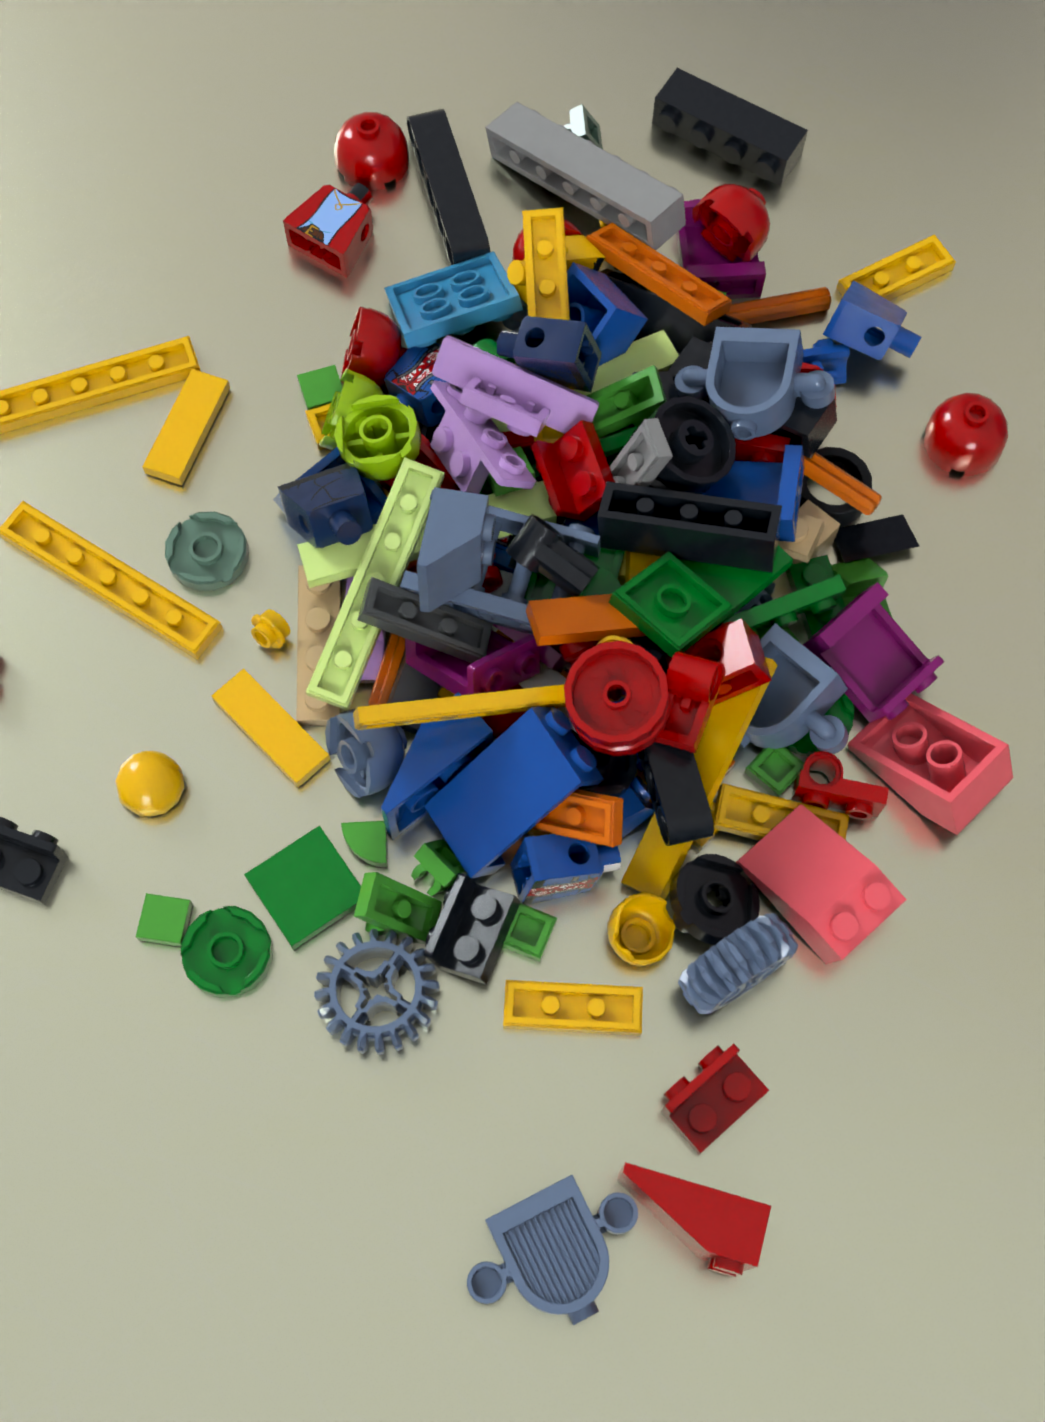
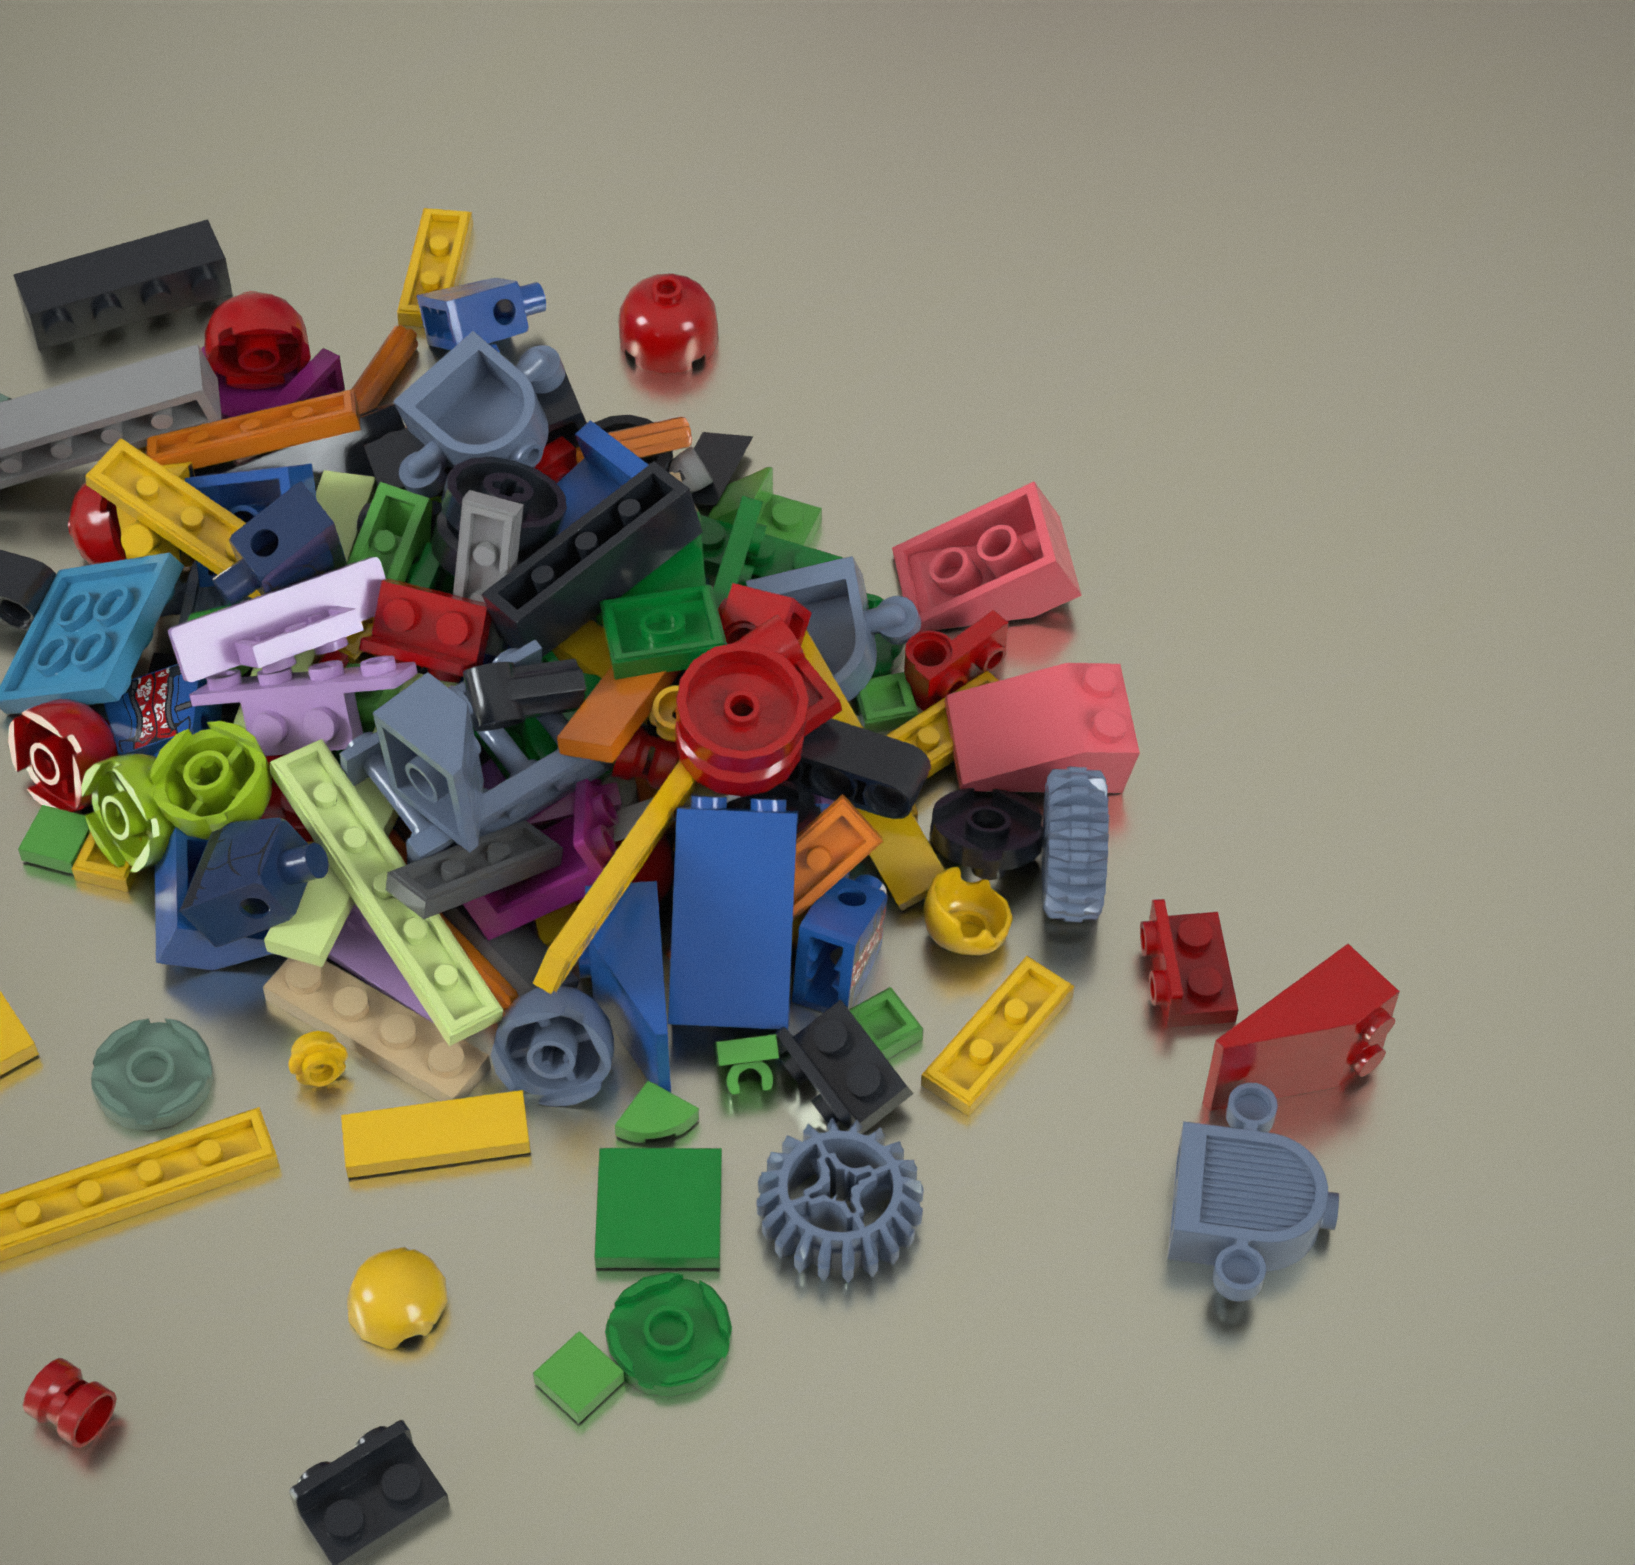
camera: 55 degrees left, 15 degrees down
(396, 907) = (757, 1125): bright green slope -> none
(856, 529) = (692, 468): none -> light grey hinge
(873, 656) = (825, 529): magenta panel -> none

